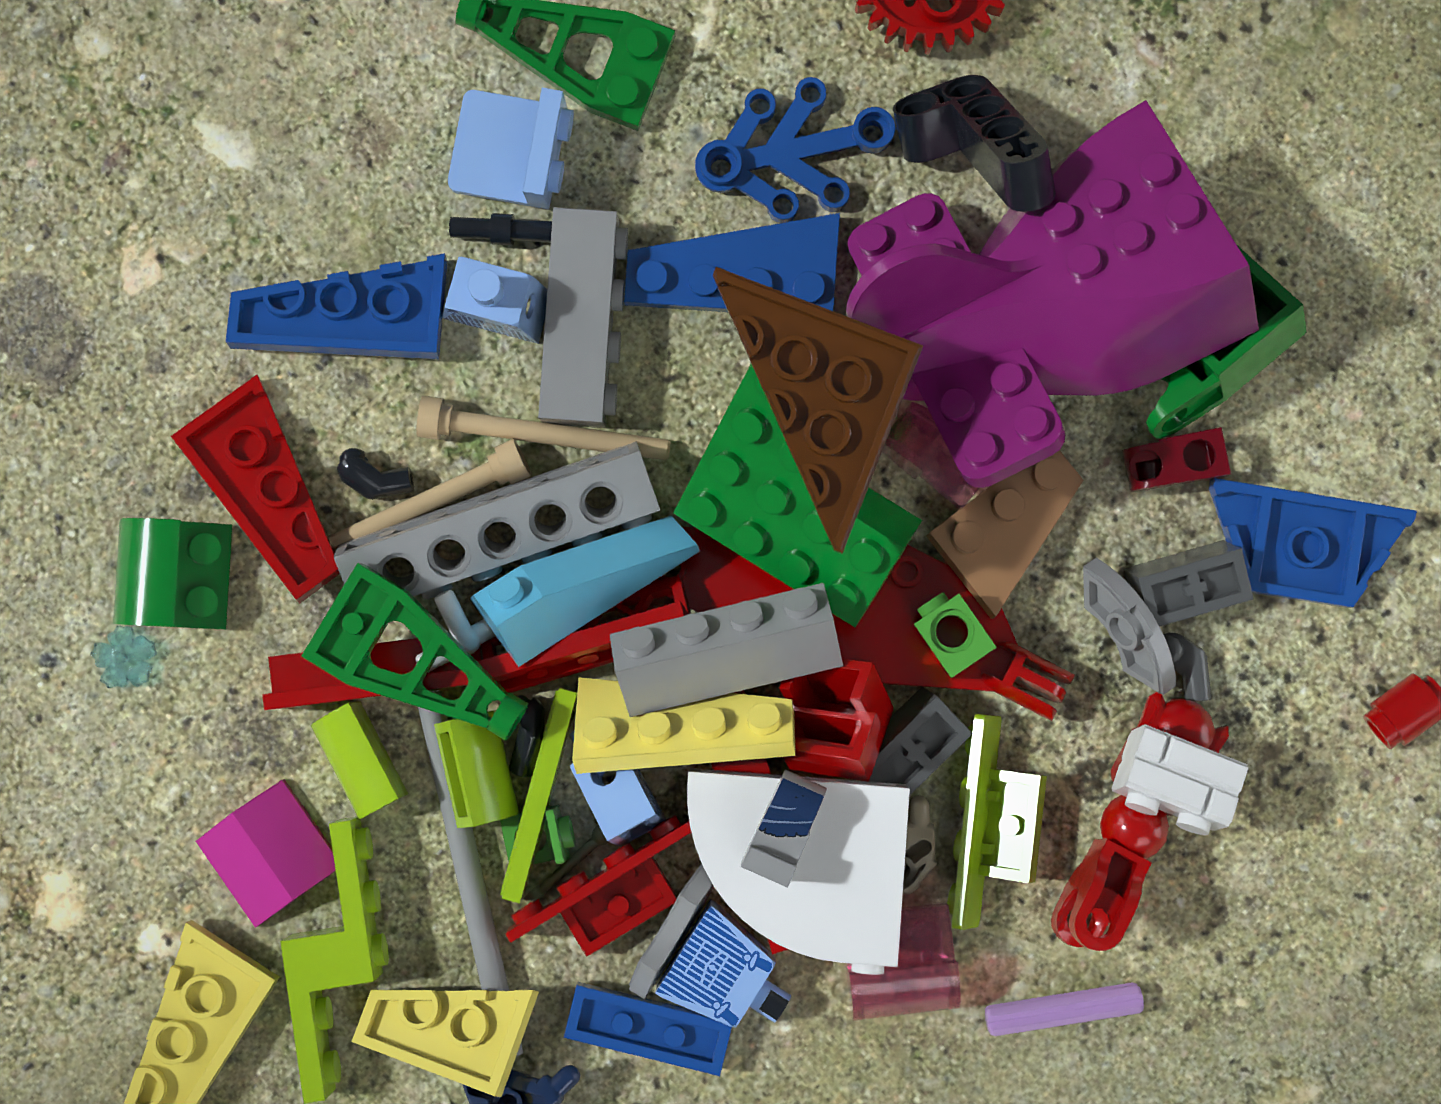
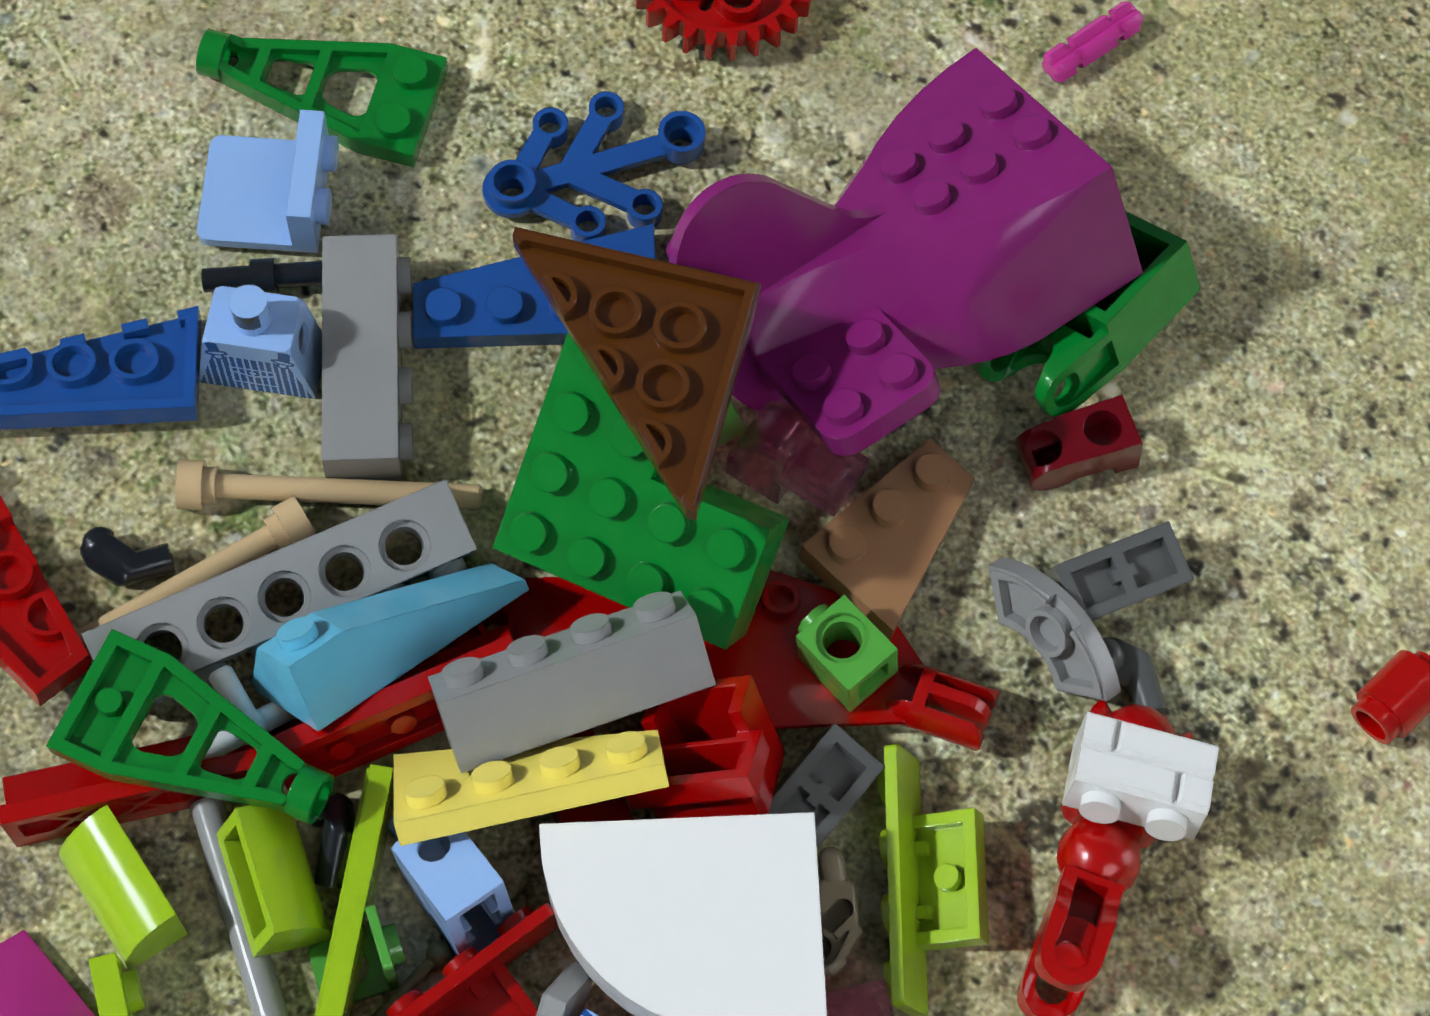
camera: 15 degrees left, 20 degrees down
(784, 829) = (664, 869): leg -> none
(987, 129) = (799, 110): black beam -> none
(1252, 66) = (1092, 41): none -> dark pink axle
(1307, 542) = (1245, 520): blue wing -> none

